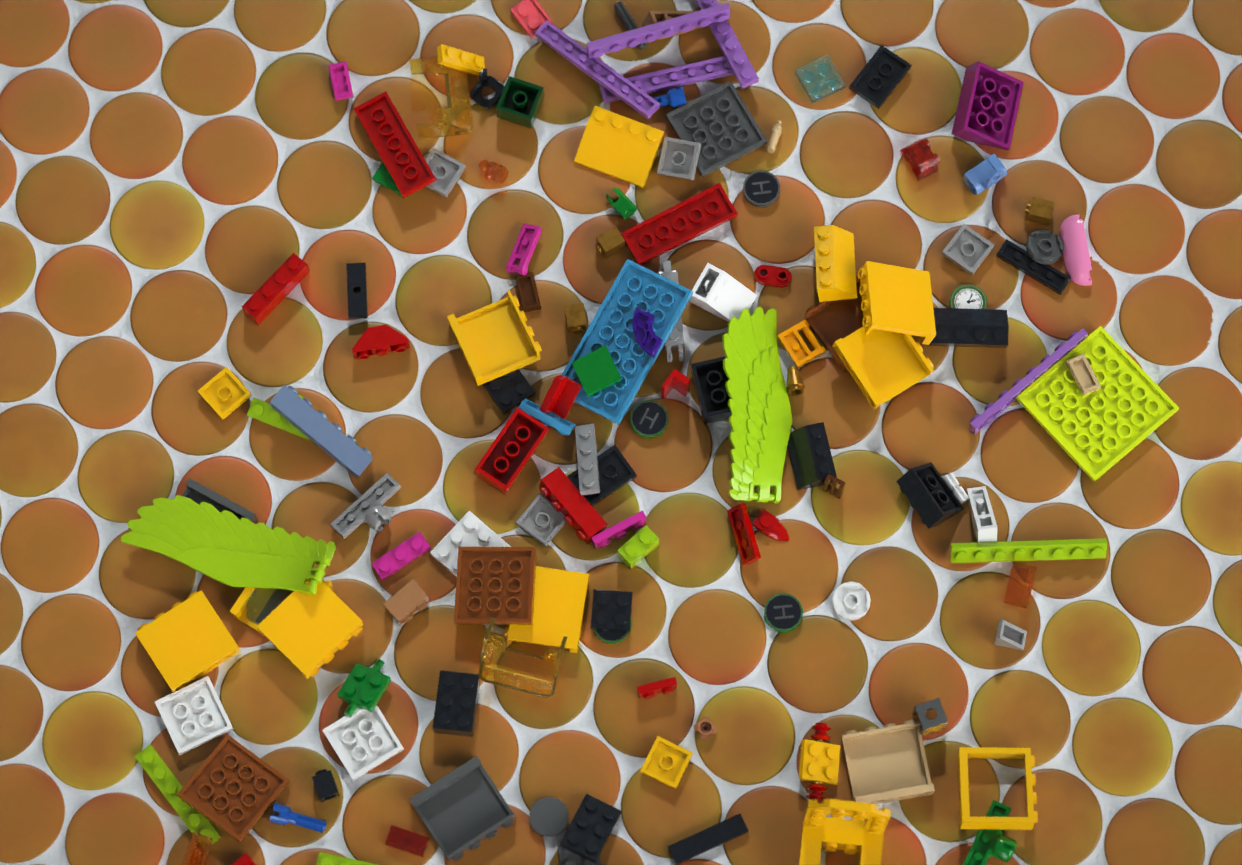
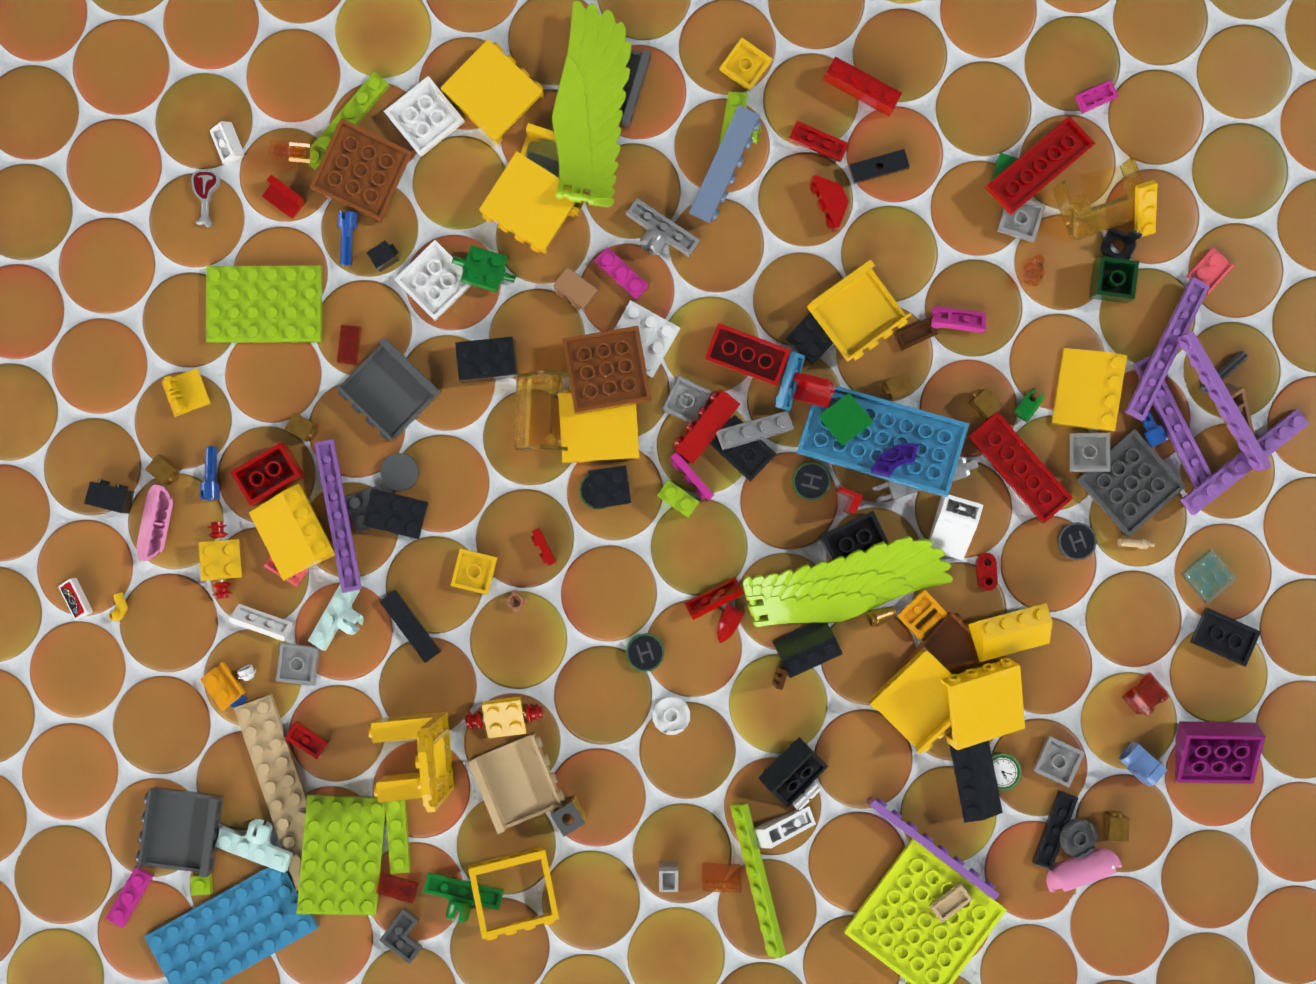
camera: 75 degrees right, 15 degrees up
(318, 341) = (818, 141): none -> red plate

